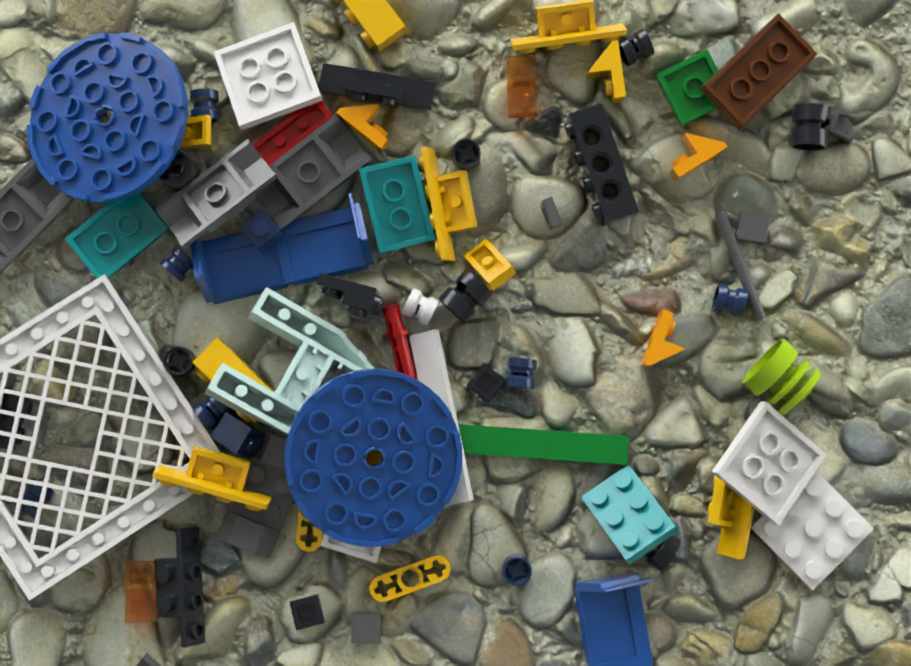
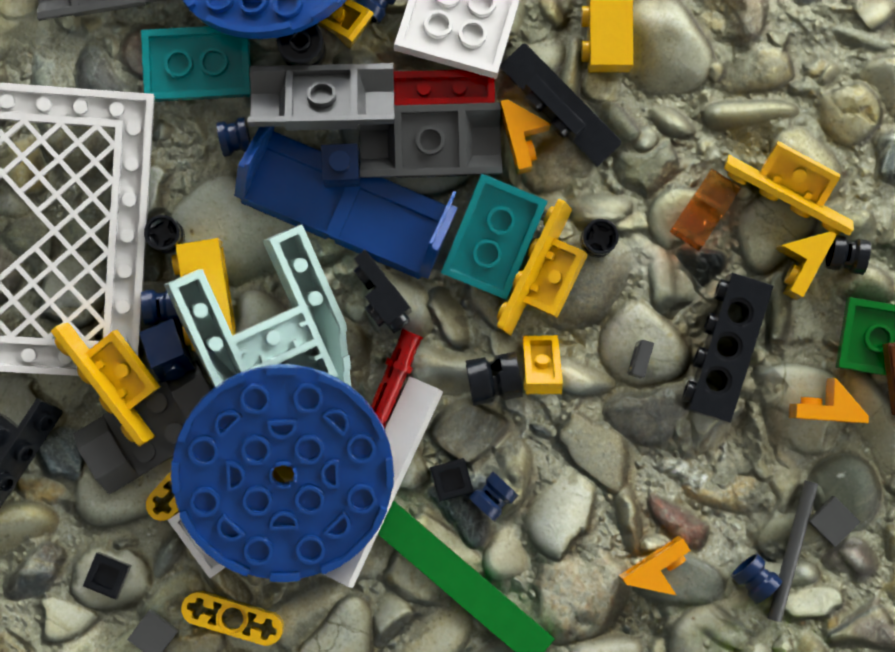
camera: 35 degrees right, 0 degrees up
(426, 310) = (445, 364): white wheel -> none

